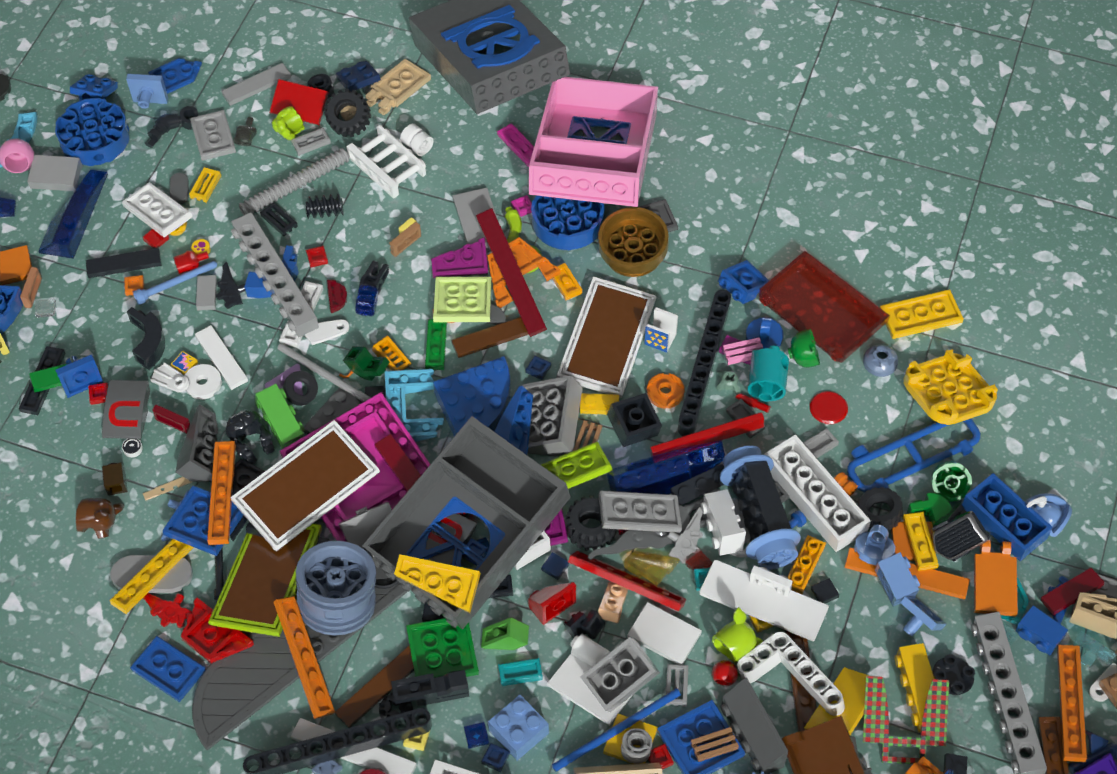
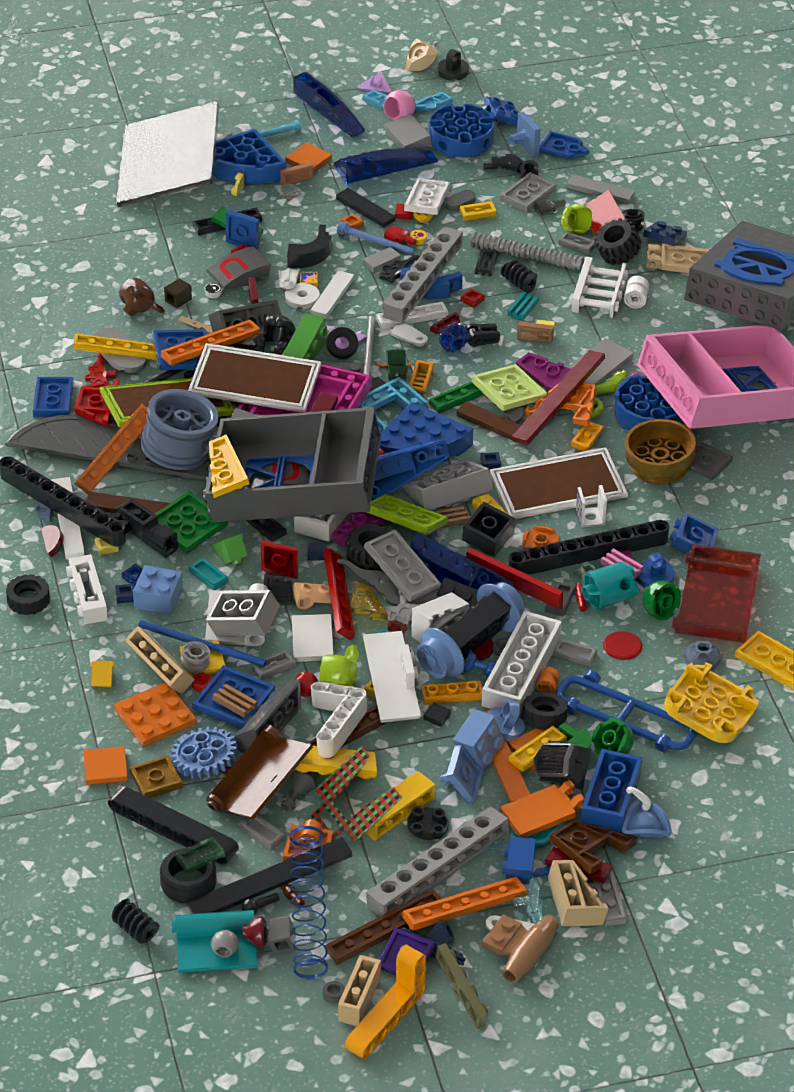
camera: 55 degrees right, 15 degrees down
(353, 216) = (520, 304): none -> teal tile
(1048, 575) = (581, 839): none -> reddish brown wing

